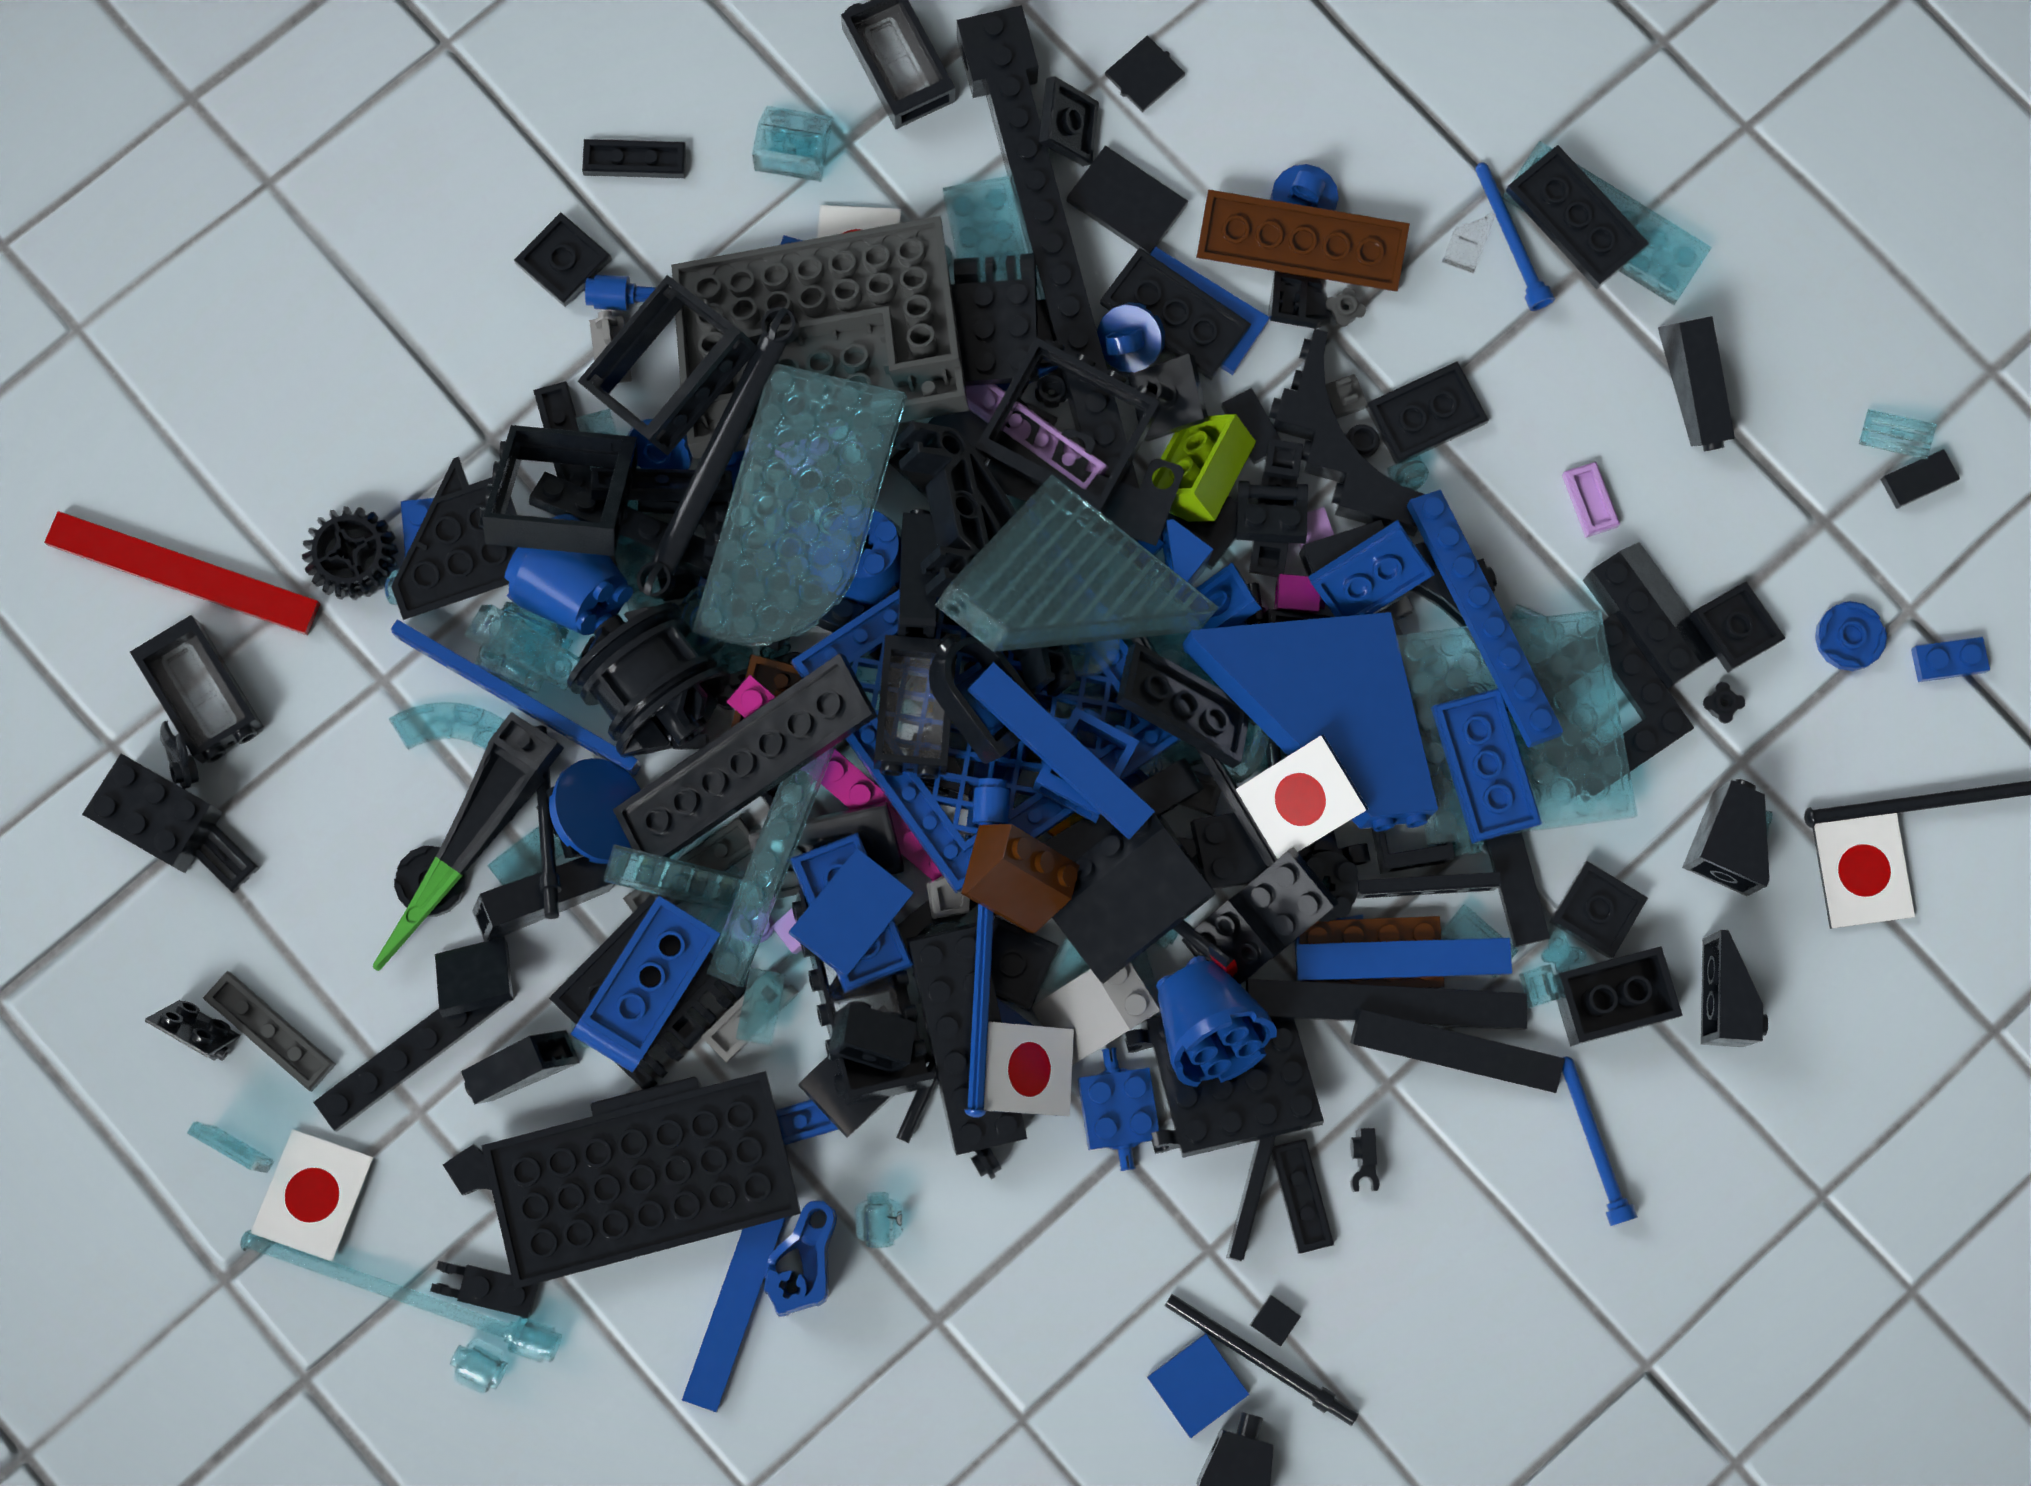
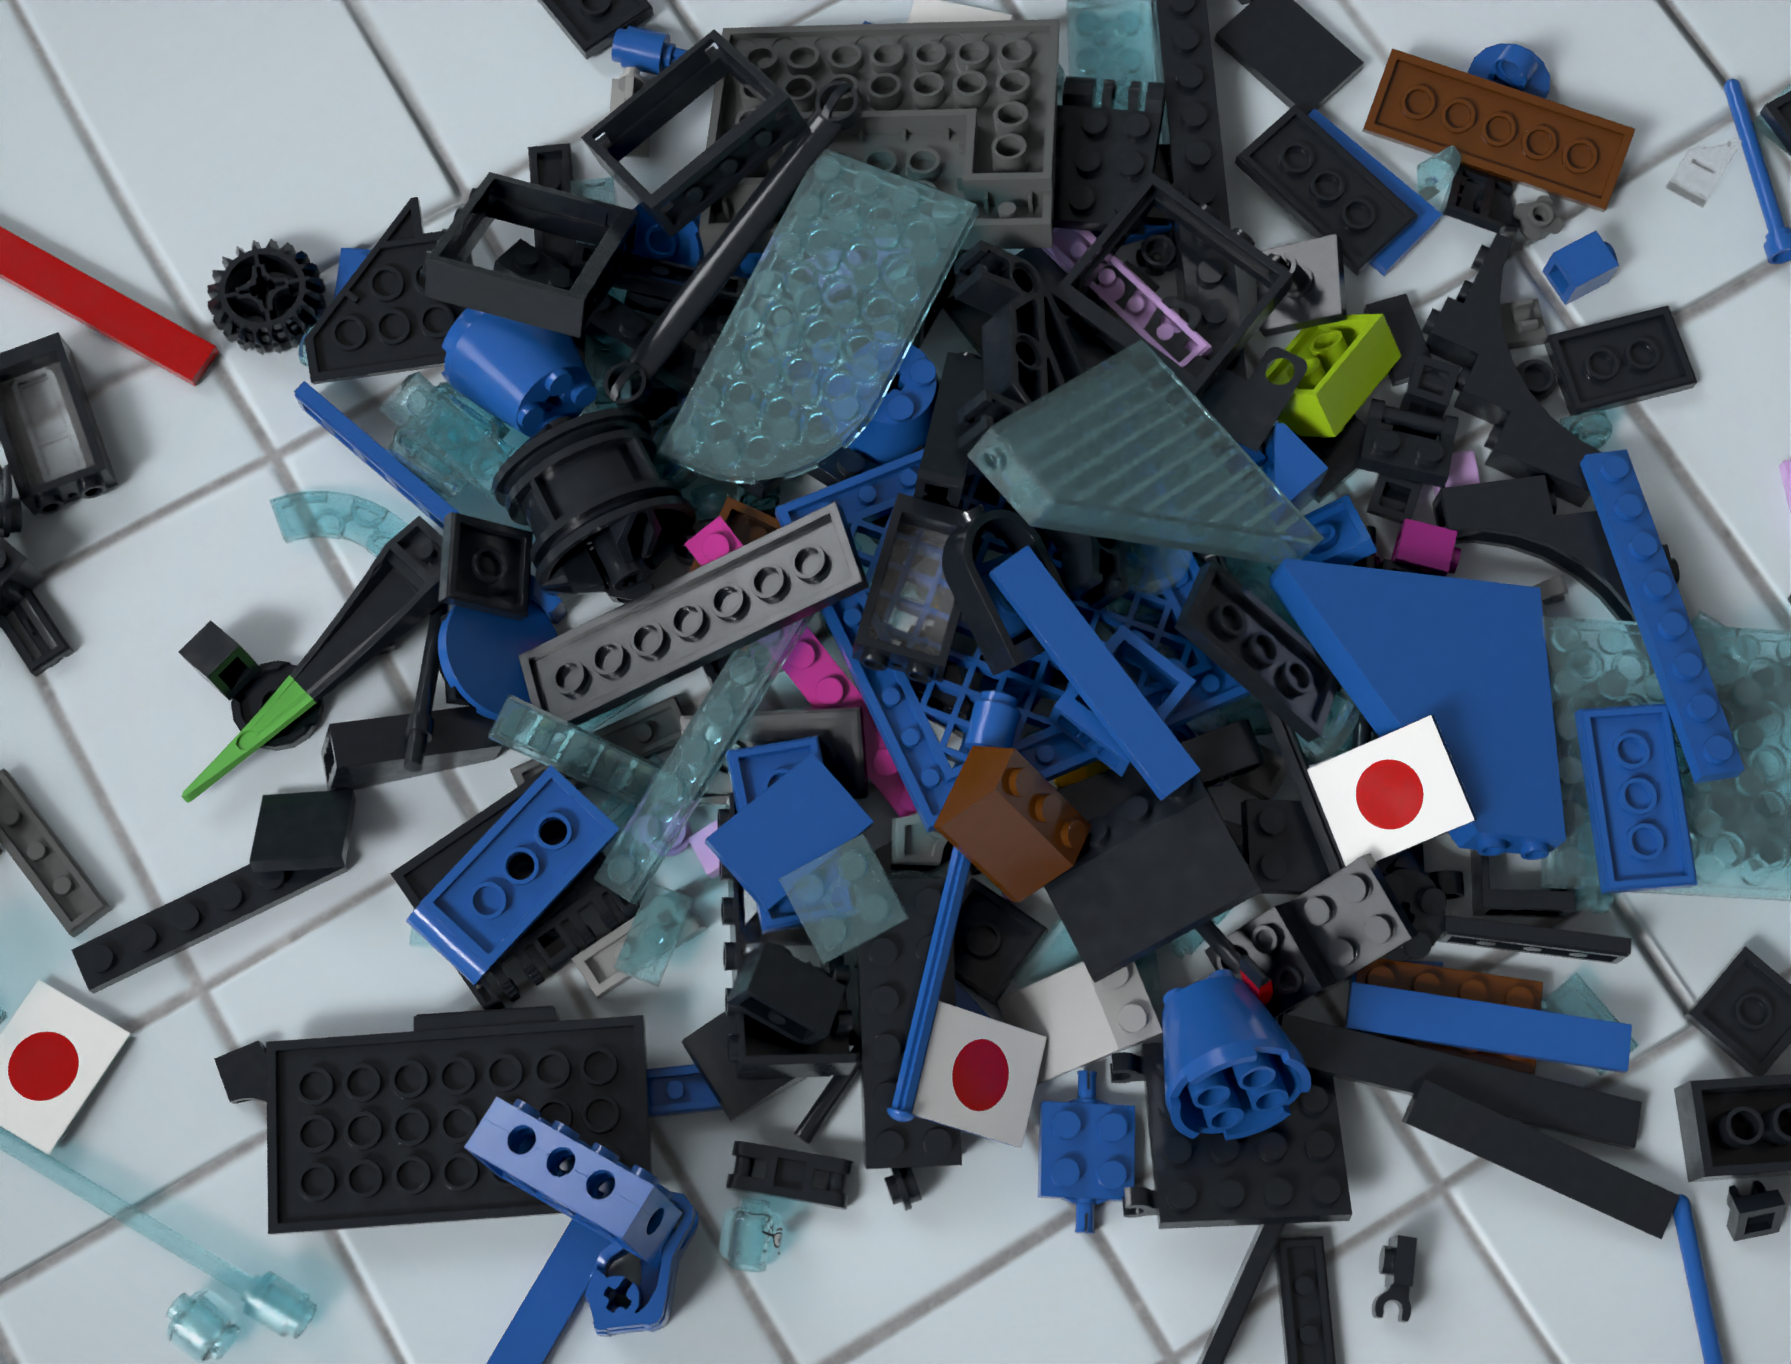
camera: 15 degrees right, 5 degrees down
(379, 855) = (220, 660): none -> black brick
(487, 1289) = (236, 1229): black hinge -> none
(519, 1066) = (336, 952): black slope -> none
(521, 859) = (395, 696): clear light blue tile -> none
(574, 746) = (485, 566): none -> black tile
(741, 1205) = (575, 1178): none -> brick
(899, 1168) = (790, 1174): none -> black plate
(902, 958) = (843, 898): none -> clear light blue plate
(1131, 337) = (1268, 204): blue tile -> none
(1260, 284) = (1437, 172): none -> clear light blue tile
(1372, 573) = (1525, 534): blue tile -> none
(1385, 342) = (1581, 267): none -> blue brick
(1518, 889) = (1649, 967): black tile -> none
(1540, 986) = (1660, 1095): clear light blue tile -> none
(1561, 953) = (1693, 1059): clear light blue piece -> none
(1622, 1061) = (1754, 1213): none -> black tile

